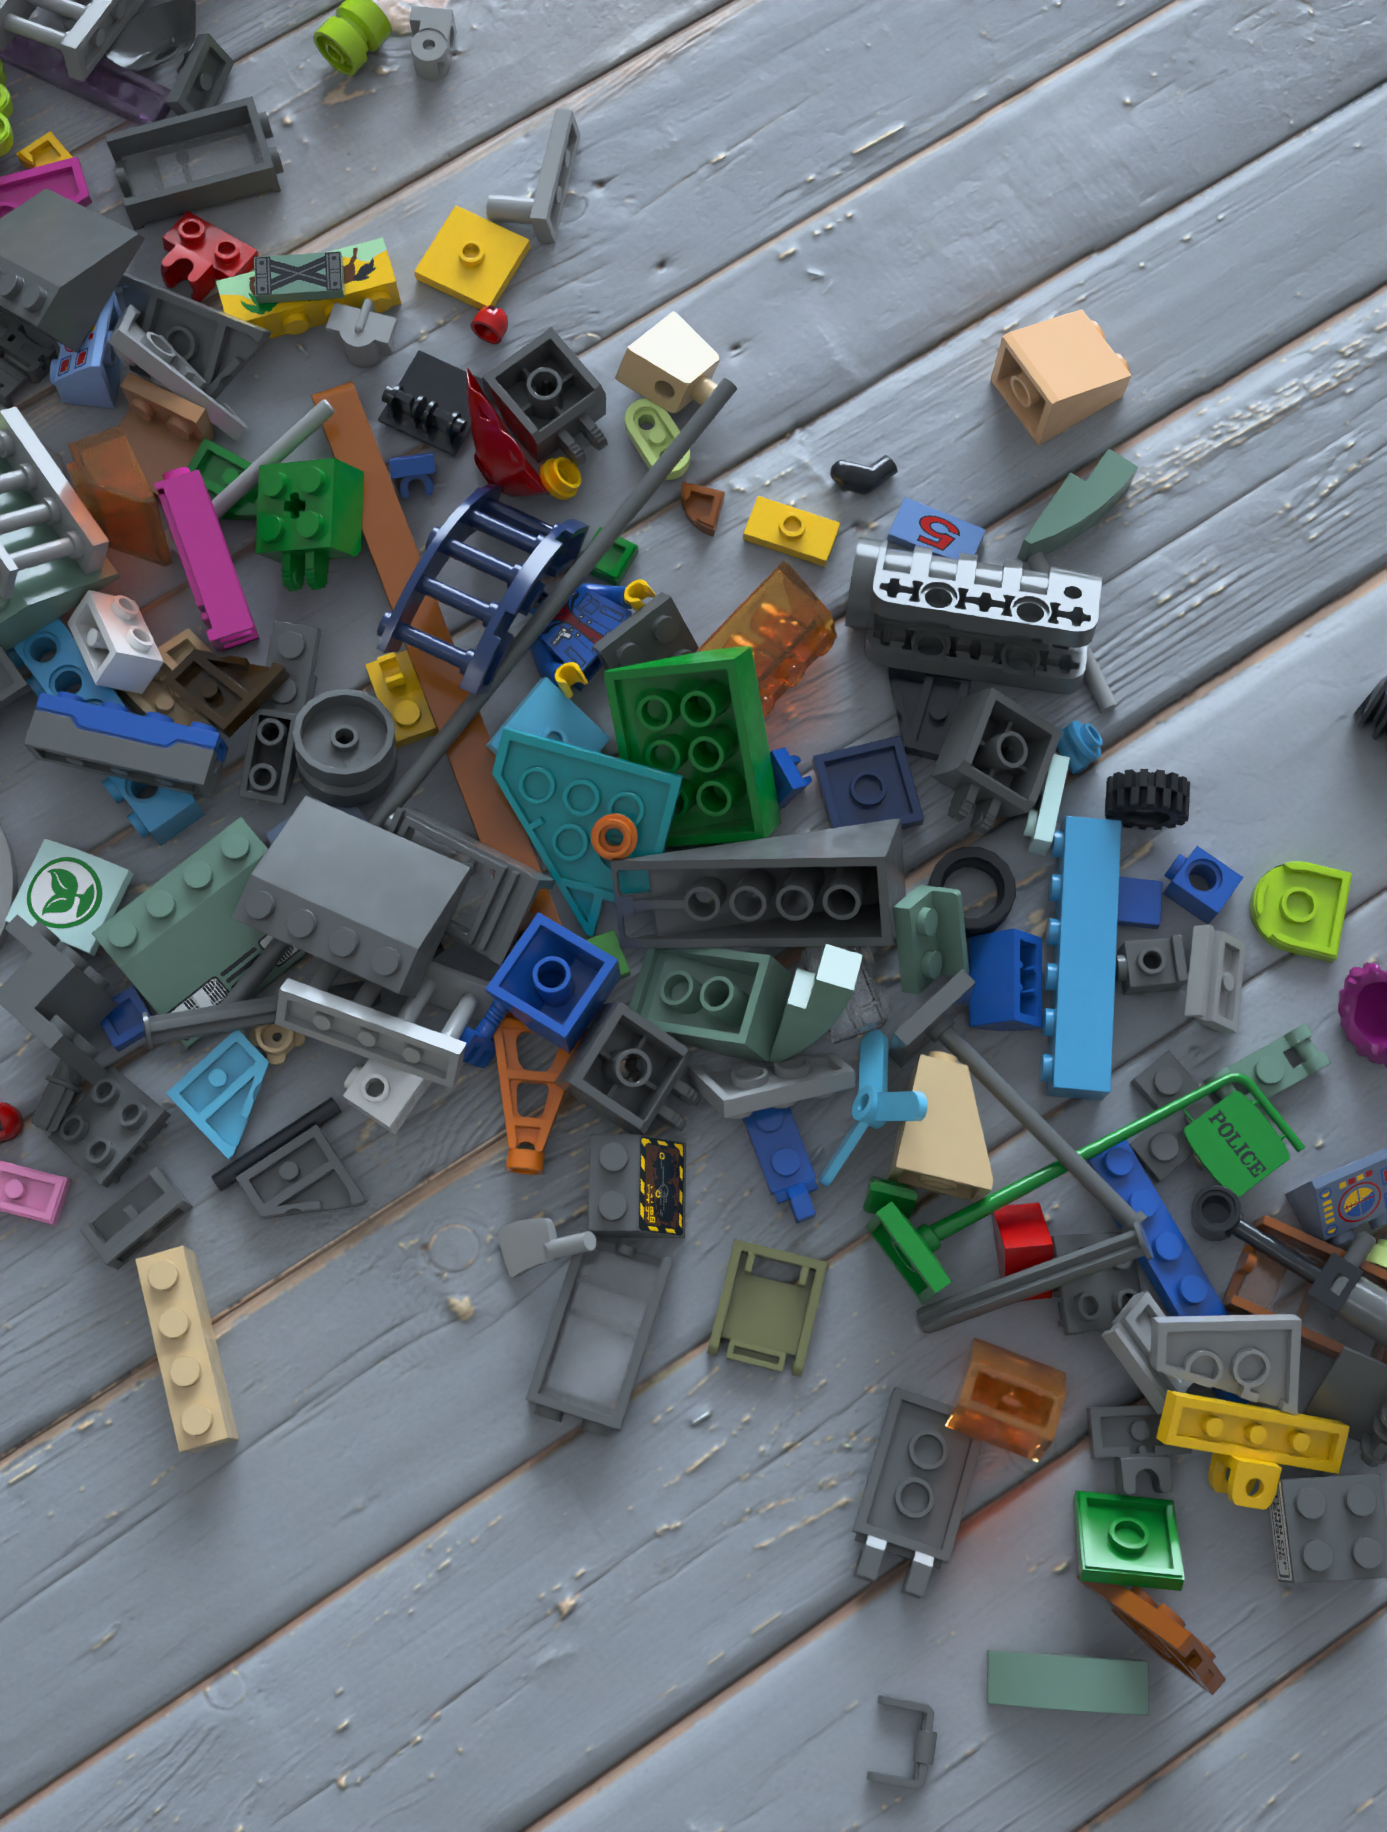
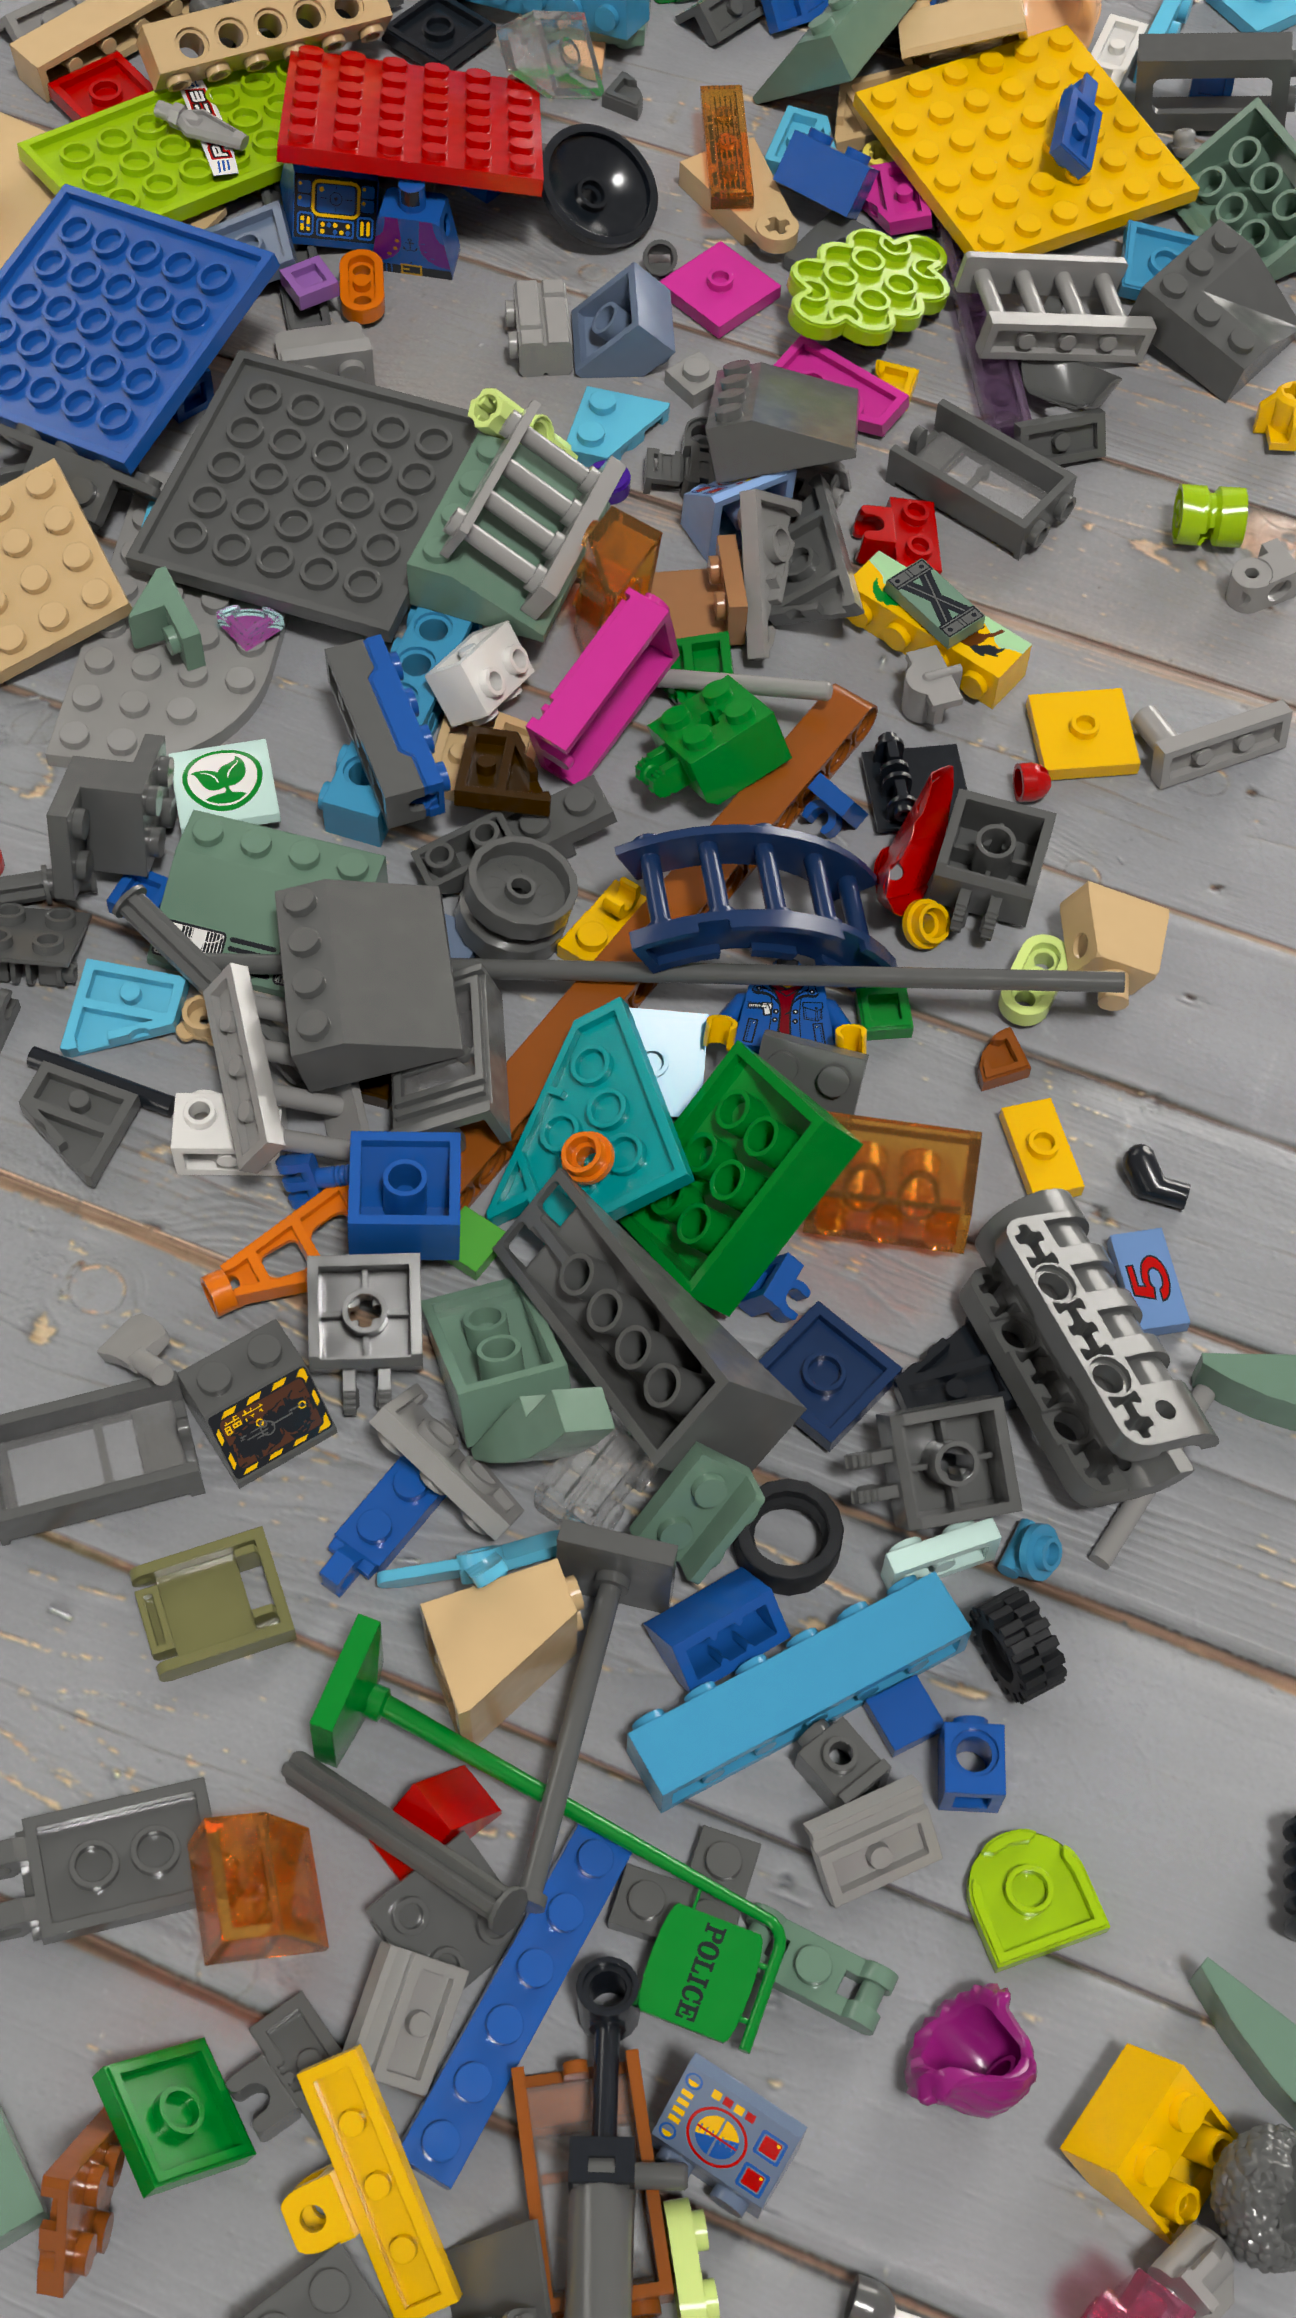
camera: 55 degrees right, 15 degrees down
(883, 1191) = (405, 1651): green slope -> none
(1233, 1353) = (452, 2100): light grey wing -> none

